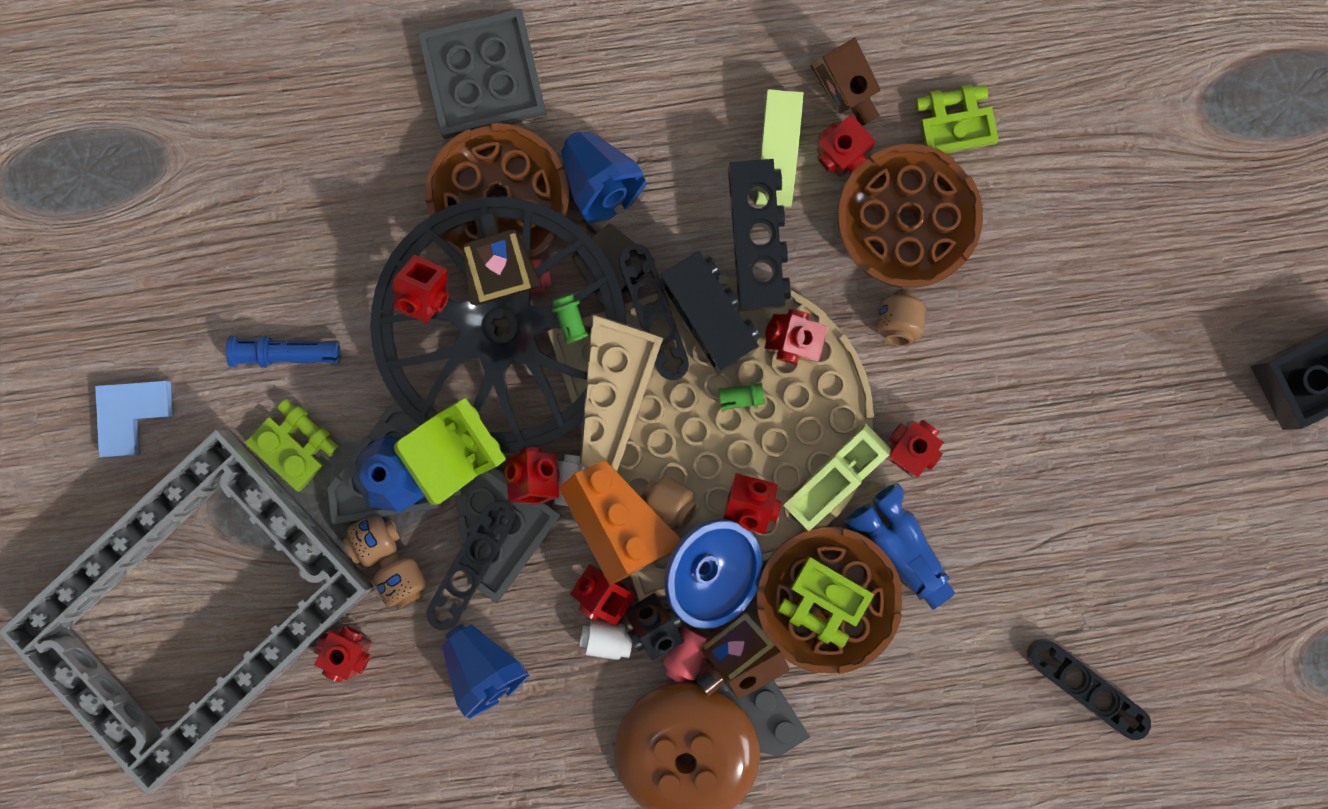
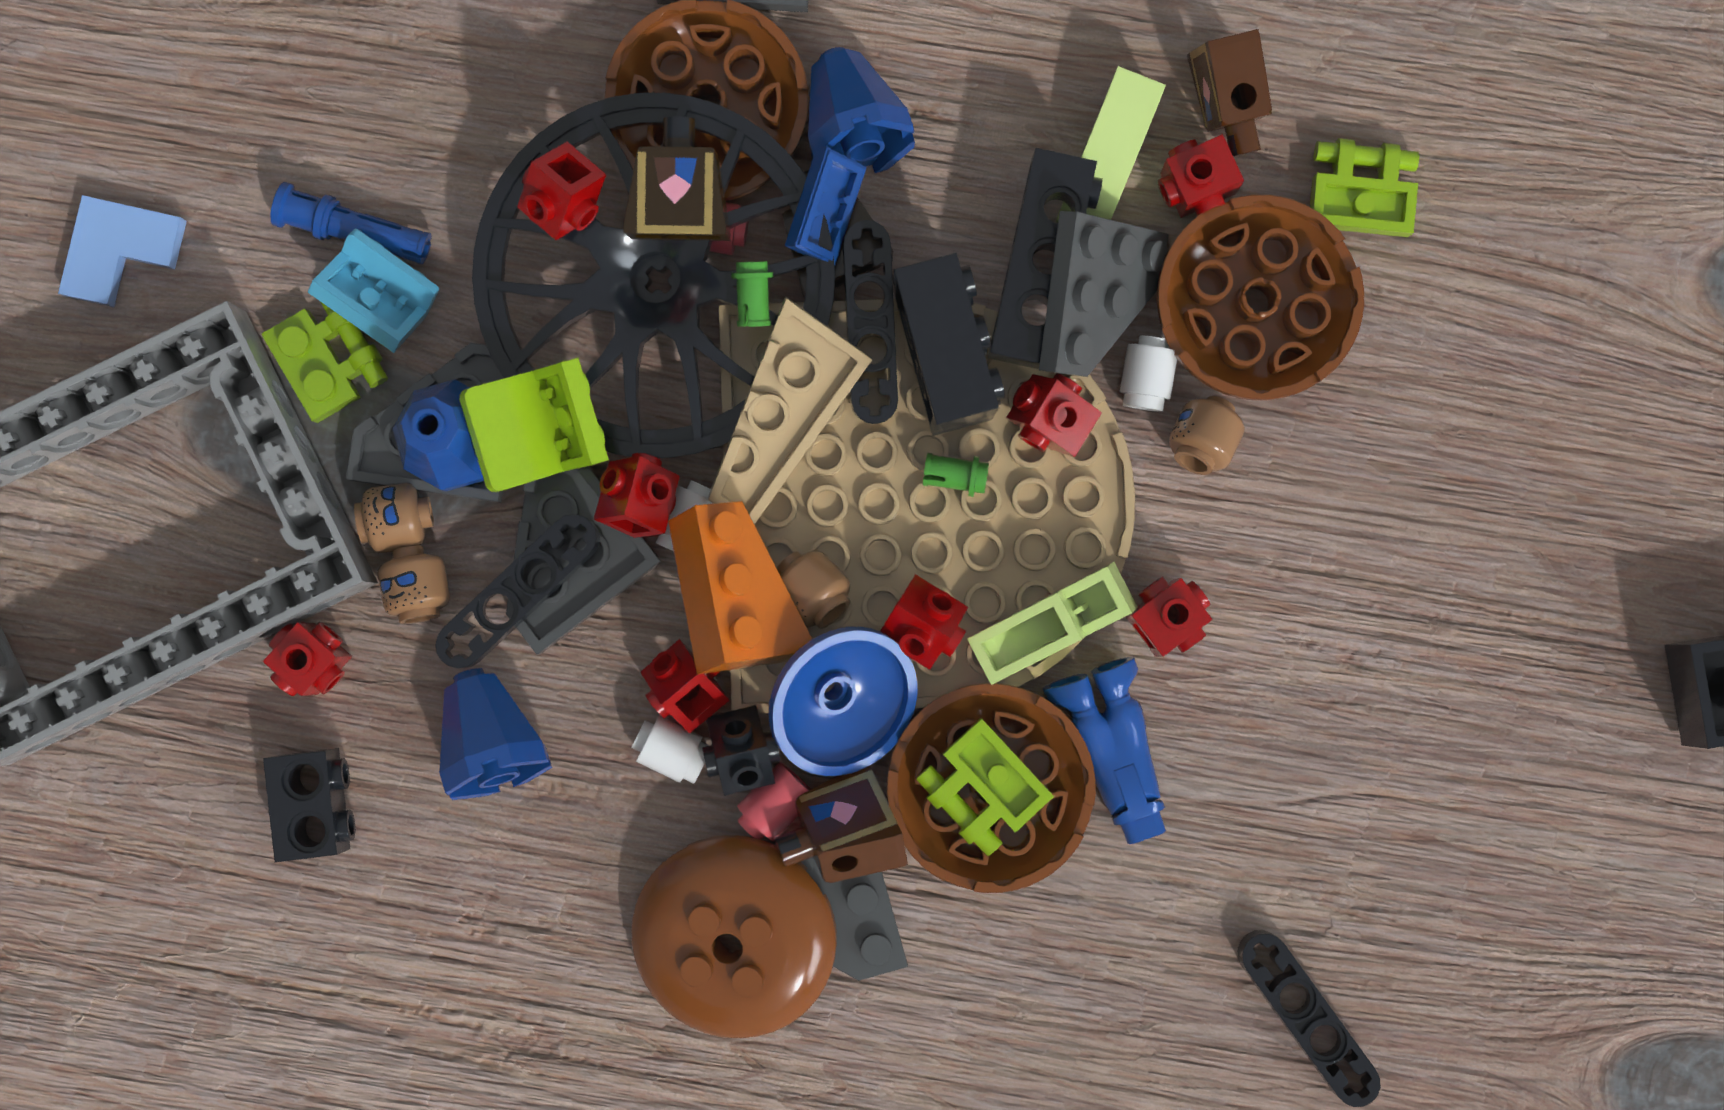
camera: 10 degrees right, 0 degrees up
(313, 391) = (375, 290): none -> medium azure bracket
(363, 753) = (292, 804): none -> black brick
(599, 232) = (828, 190): none -> blue plate
(798, 243) = (1097, 288): none -> dark grey plate
(850, 289) = (1148, 374): none -> white brick

